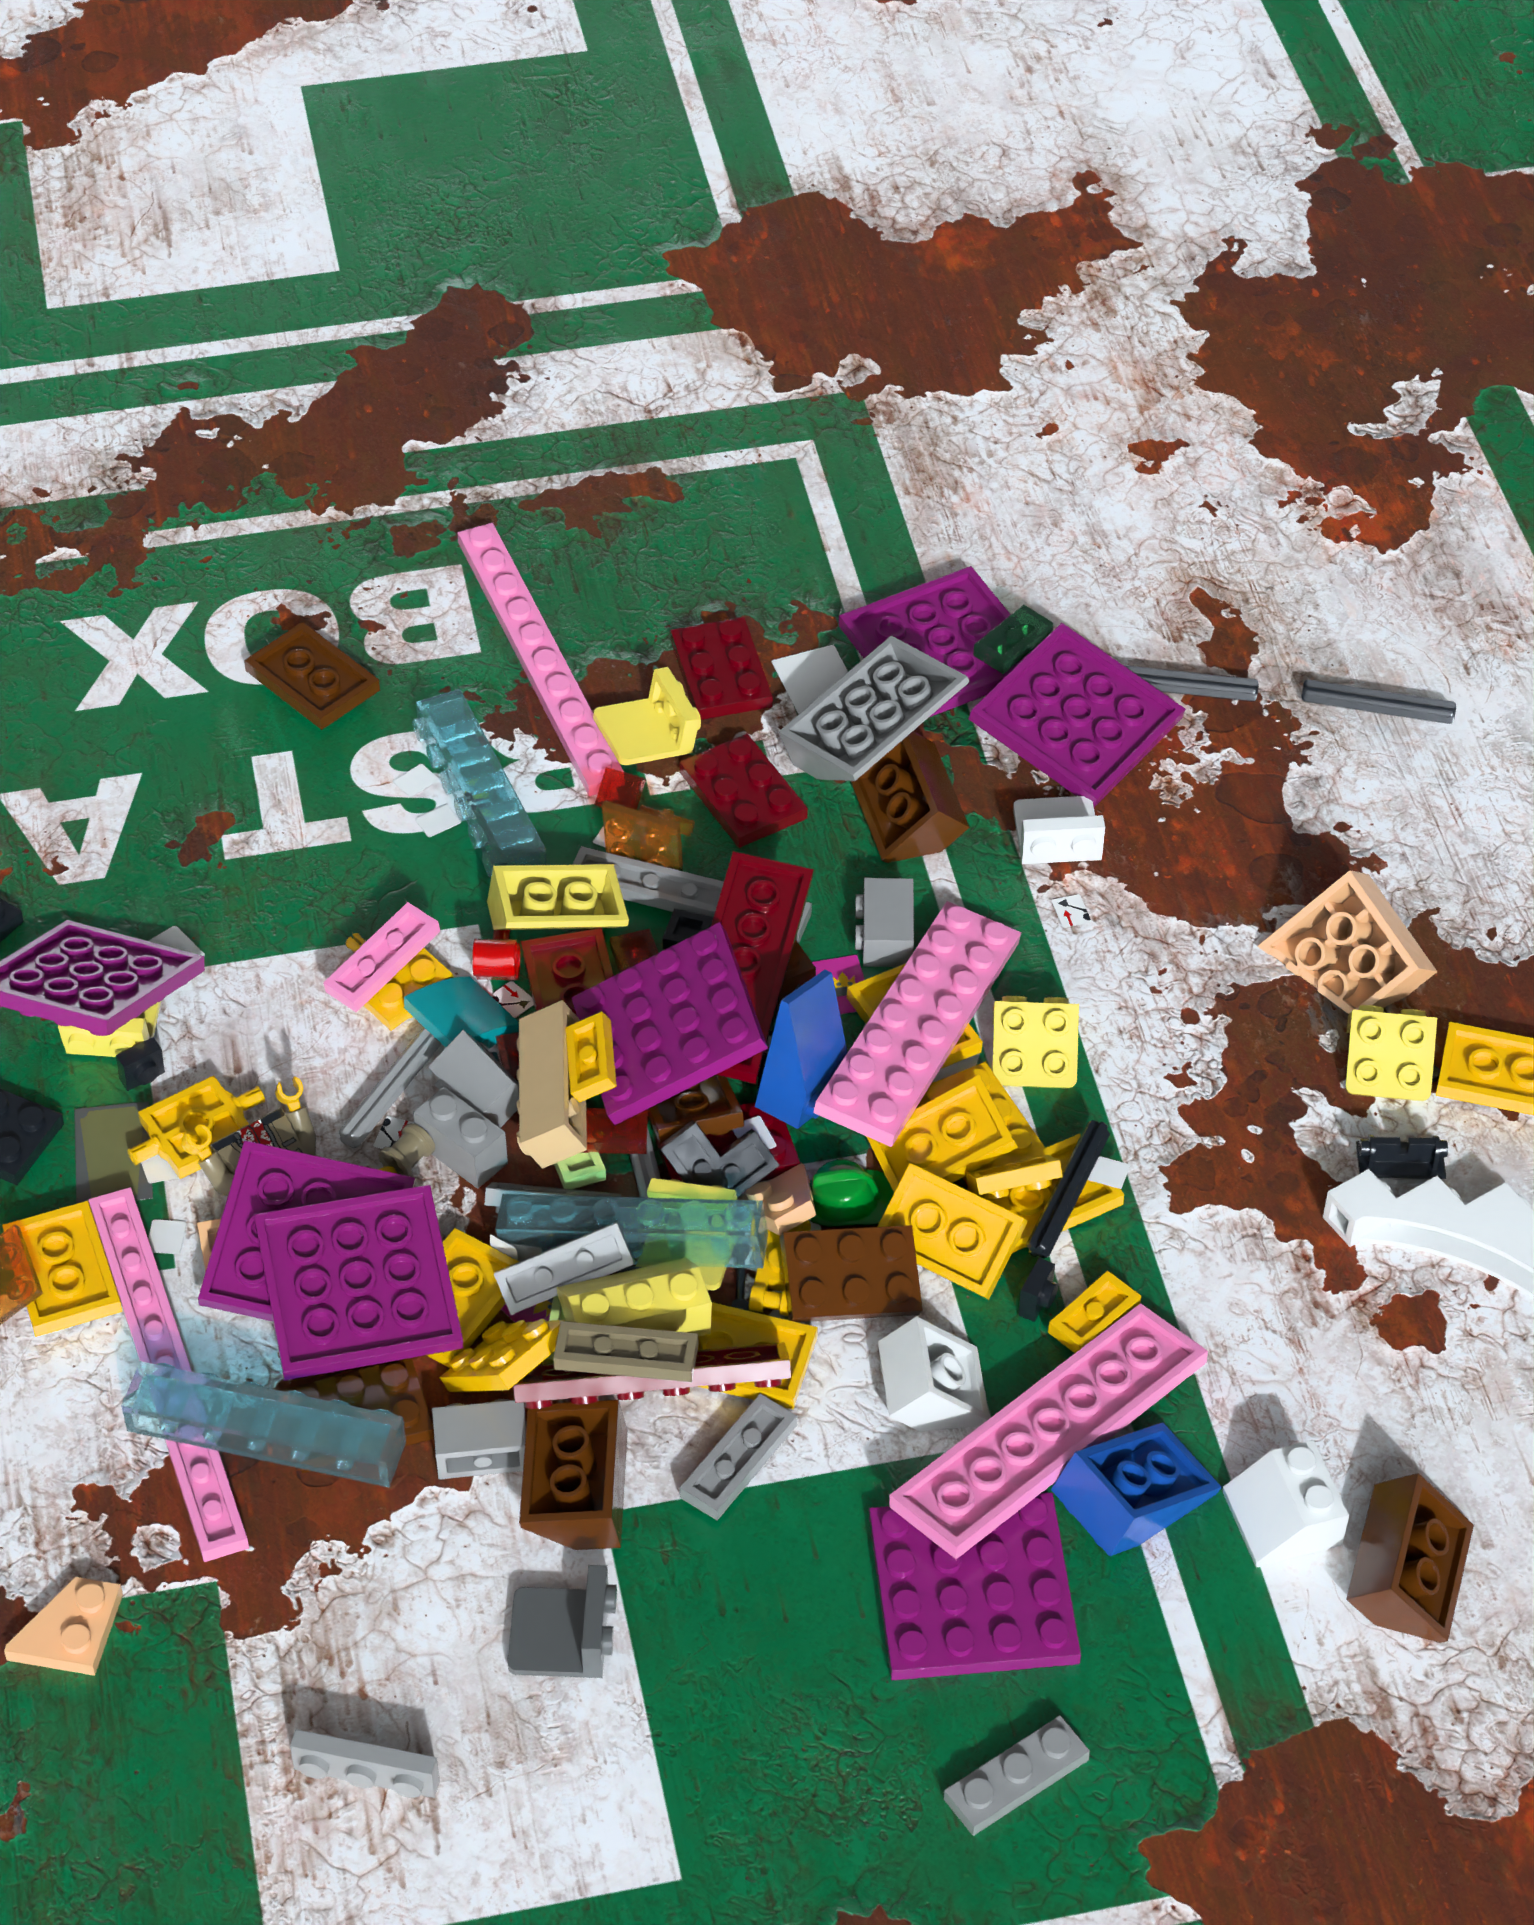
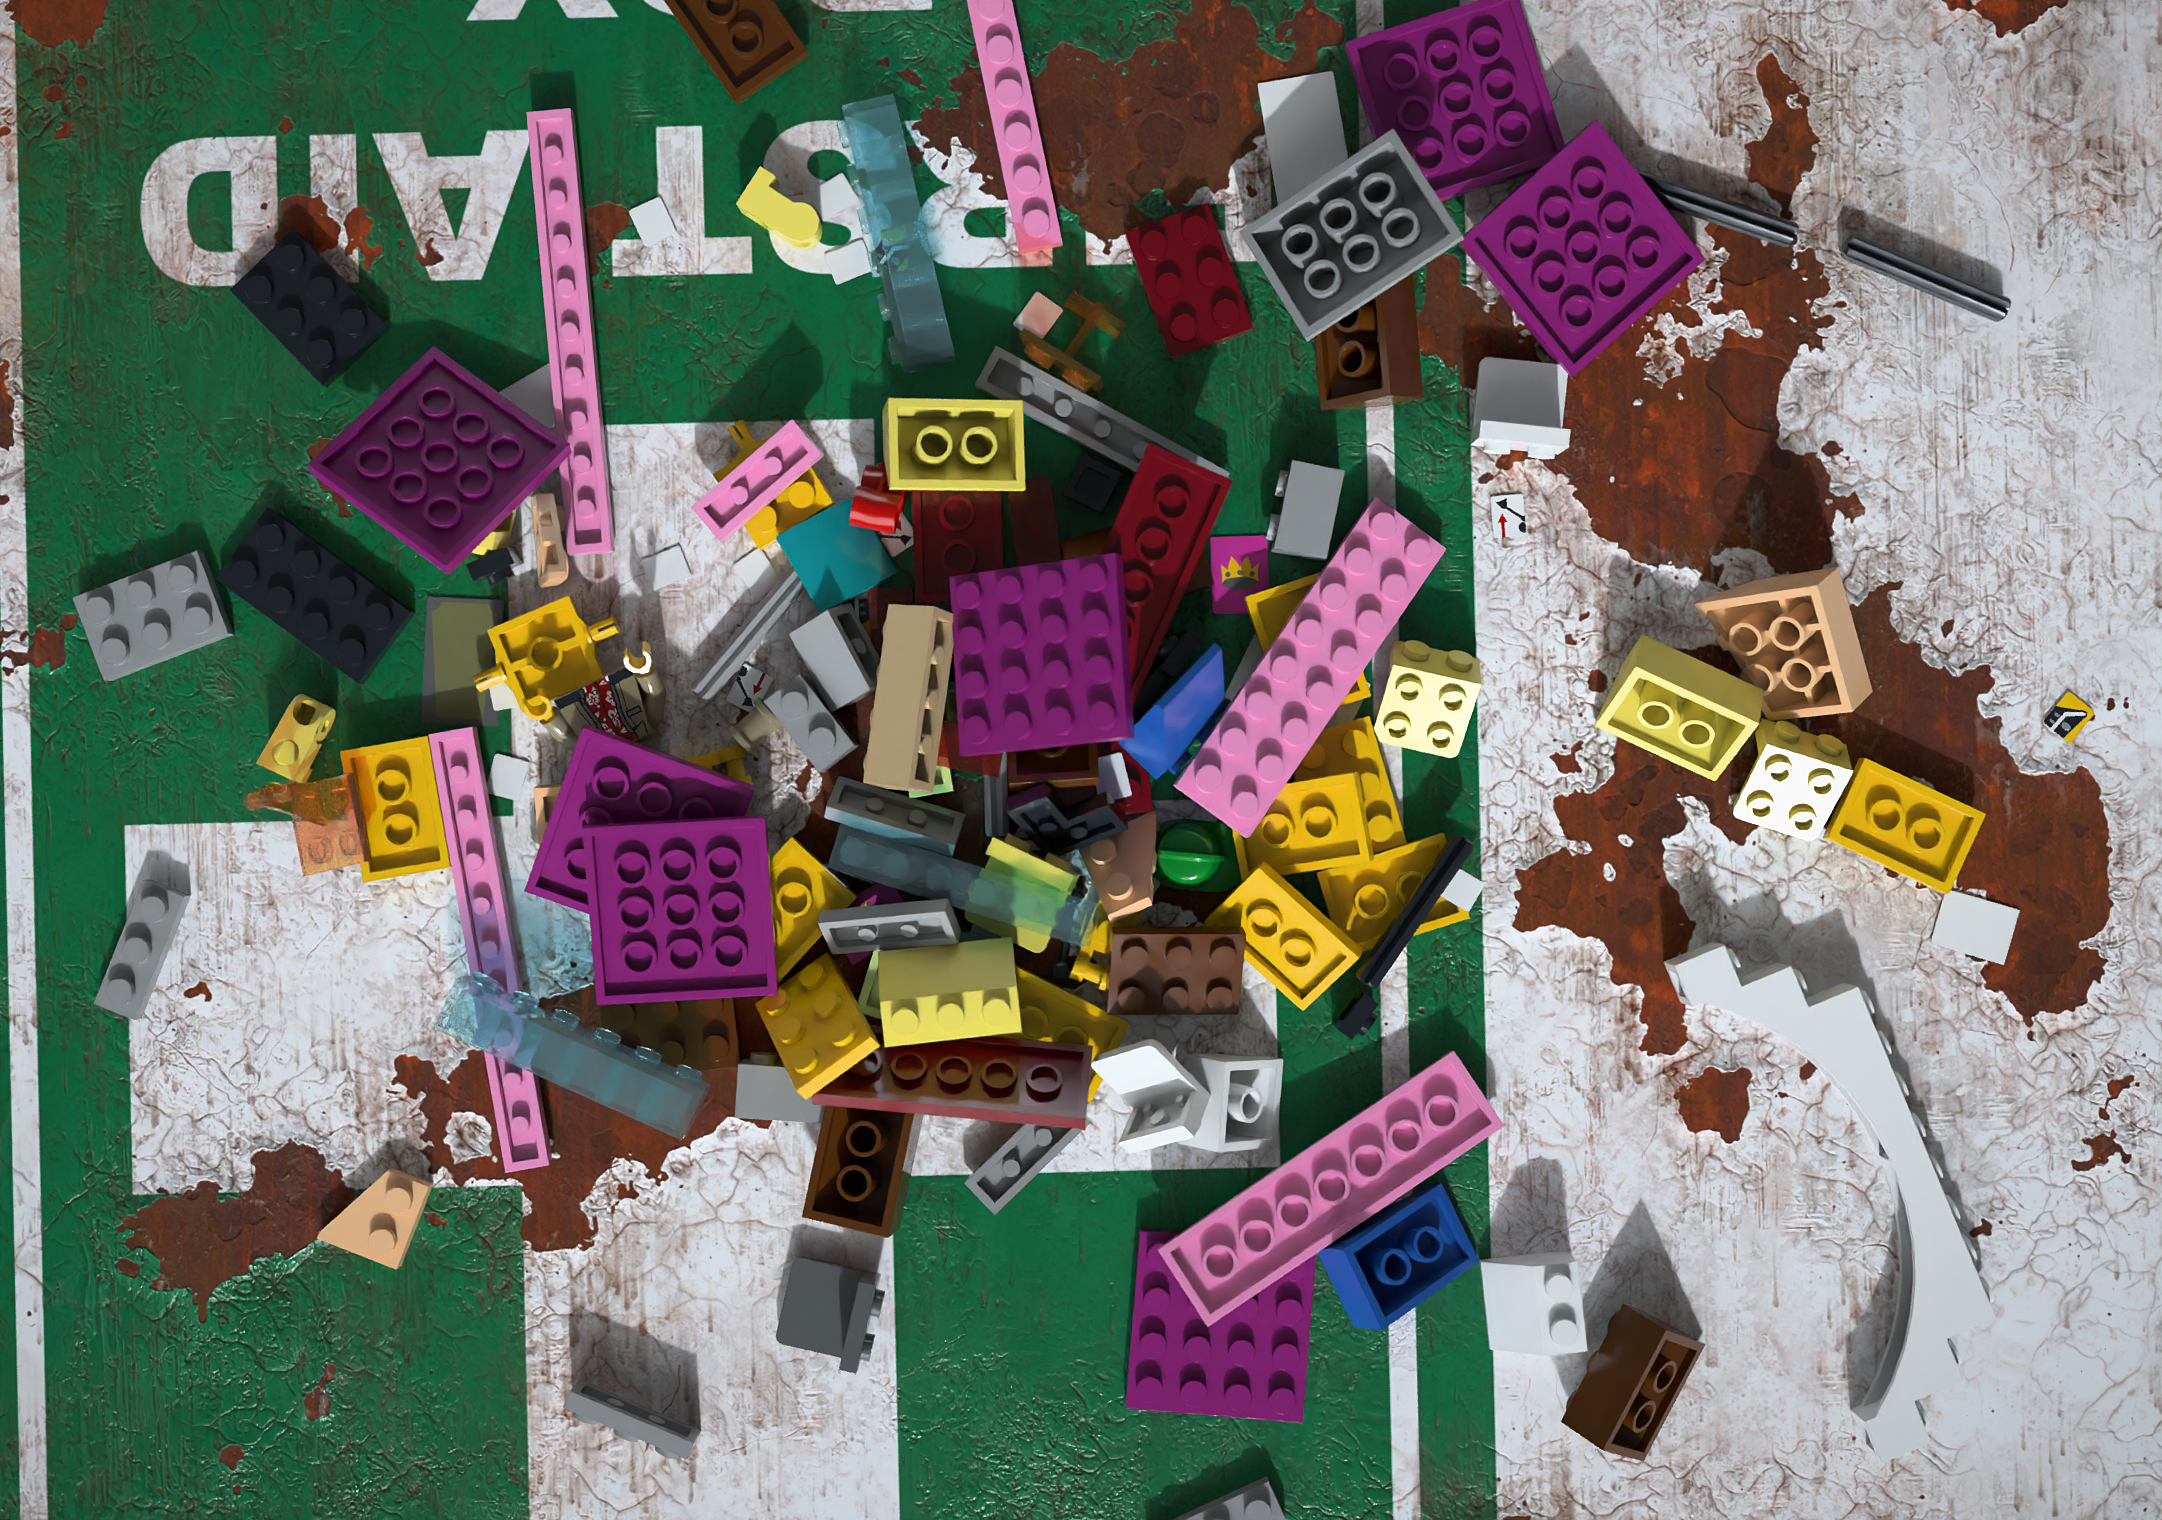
camera: 15 degrees right, 40 degrees up
(191, 1038) = (547, 528): none -> light nougat wing
(194, 899) = (570, 330): none -> bright pink plate
(256, 817) = (652, 221): none -> white sticker
(301, 1056) = (666, 568): none -> white sticker
(370, 788) = (788, 220): none -> light yellow leg
(387, 1046) = (757, 573): none -> white sticker
(590, 1057) = (951, 691): yellow plate -> none
(620, 789) = (1052, 267): clear red tile -> none
(626, 1351) = (924, 1091): dark tan plate -> none
(651, 727) = (1099, 175): light yellow bracket -> none
(721, 668) = (1198, 89): dark red plate -> none
(848, 1360) = (1159, 1089): none -> white bracket
(1013, 639) = (1535, 128): clear green plate -> none
(1030, 1173) = (1362, 890): yellow plate -> none
(1093, 1312) = (1406, 1050): yellow plate -> none
(1268, 1014) = (1680, 708): none -> light yellow slope
(1406, 1160) = (1763, 914): black hinge -> none

